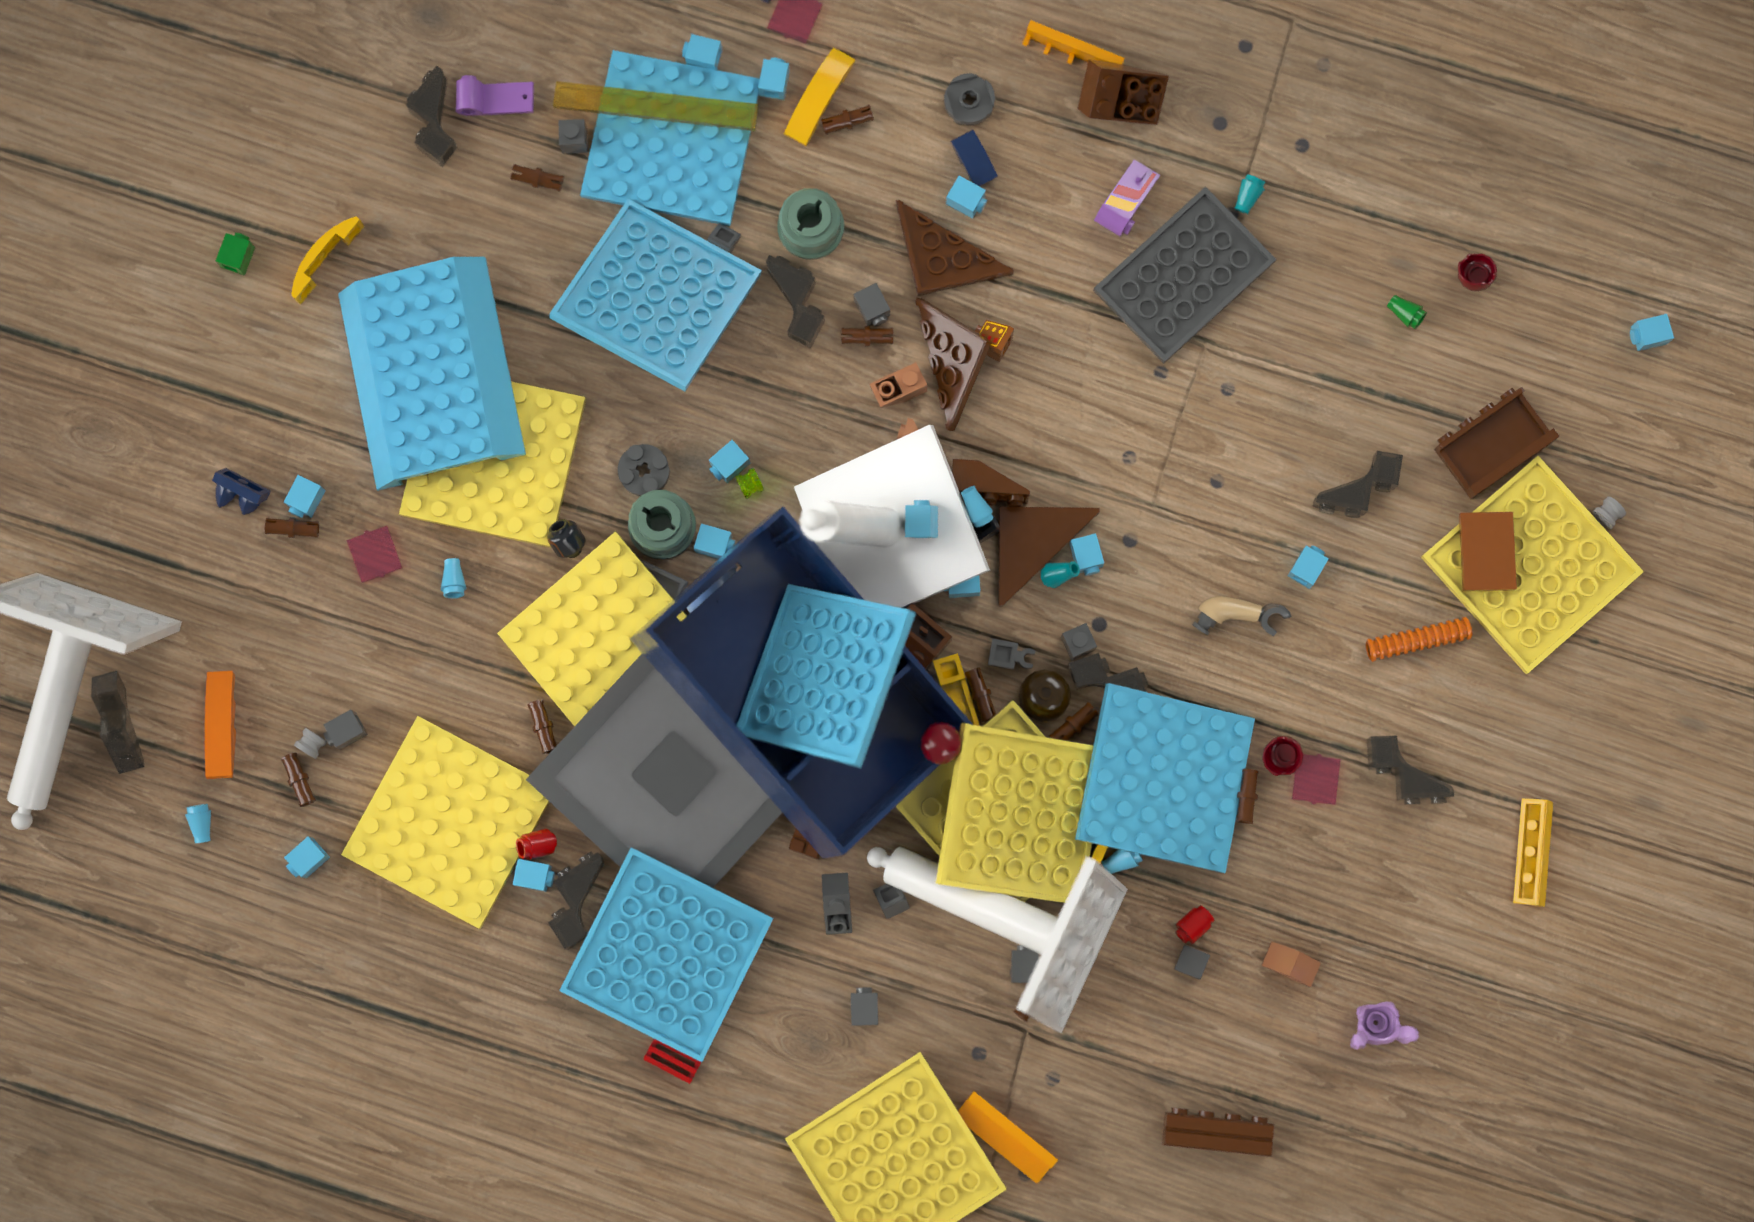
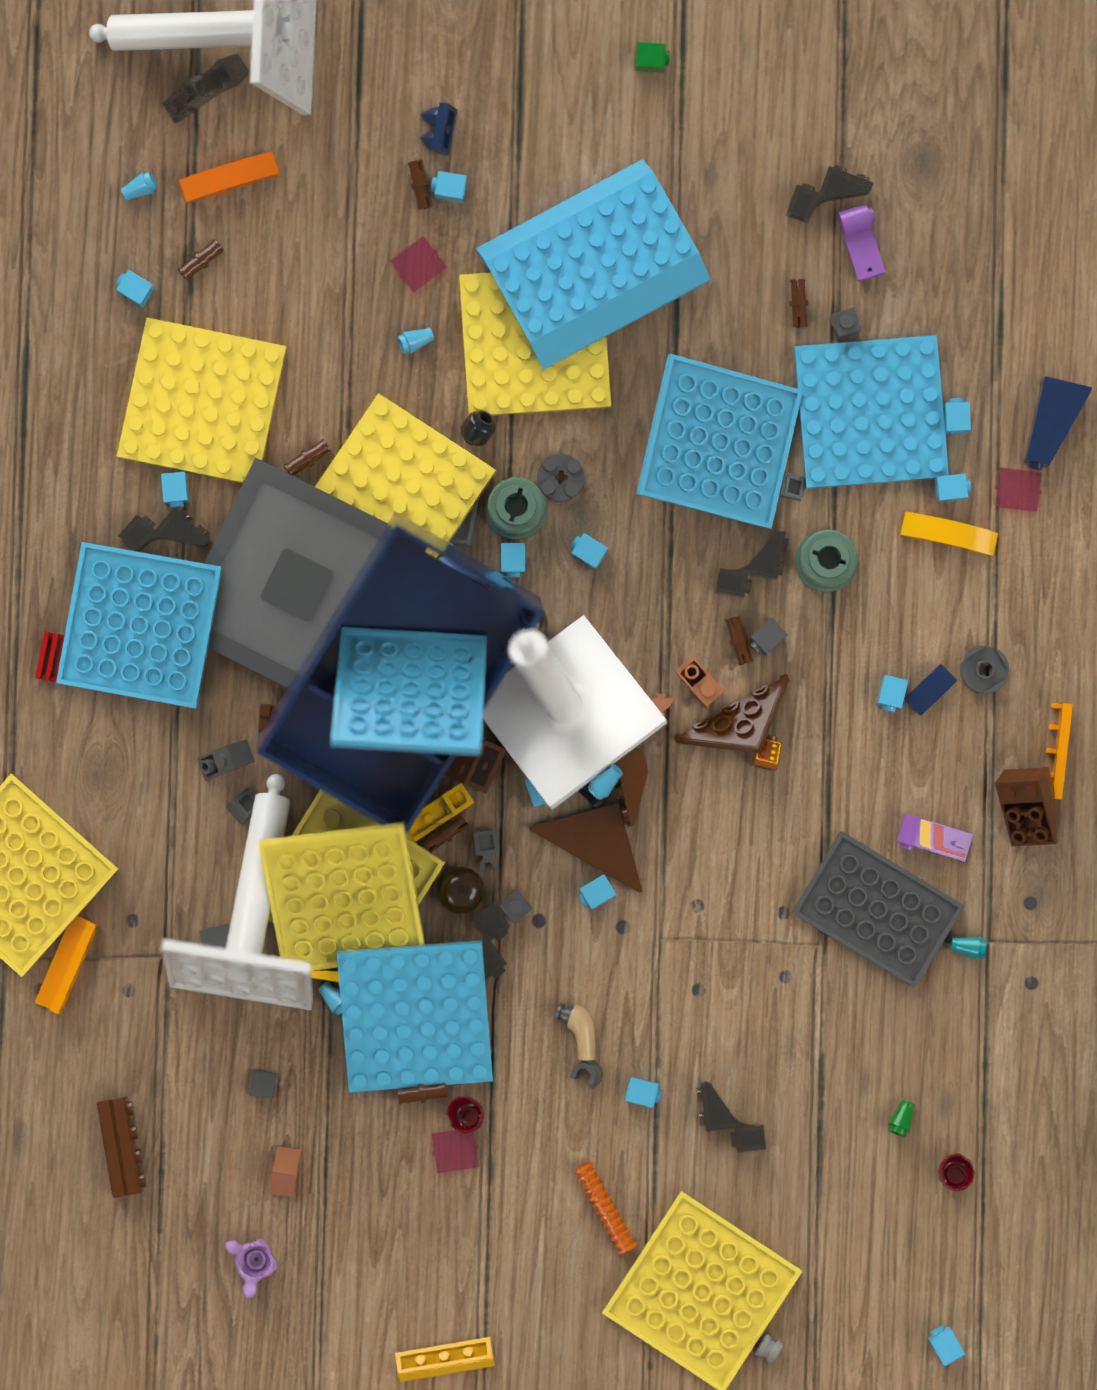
camera: 70 degrees right, 5 degrees up
(310, 743) = (235, 260): light grey wheel -> none
(318, 252) = (642, 124): yellow slope -> none
(344, 730) = (255, 286): dark grey brick -> none
(536, 844) = (202, 483): red brick -> none
(655, 106) = (894, 389): clear yellow tile -> none
(749, 483) = (575, 575): clear neon green wheel -> none
(847, 119) = (933, 565): reddish brown pin -> none
(864, 1007) = (142, 809): dark grey brick -> none
(921, 520) = (577, 736): medium azure brick -> none
(941, 257) = (831, 687): reddish brown tile -> none
(941, 743) = (380, 810): dark red hair -> none
(1058, 573) = (571, 871): teal cone -> none
(1074, 724) = (441, 922): reddish brown pin -> none
(1194, 924) = (295, 1077): red brick -> none
(1411, 783) = (474, 1234): clear smoke arch -> none
(1487, 551) = (700, 1248): dark orange tile -> none
(1494, 442) = (804, 1229): reddish brown panel -> none

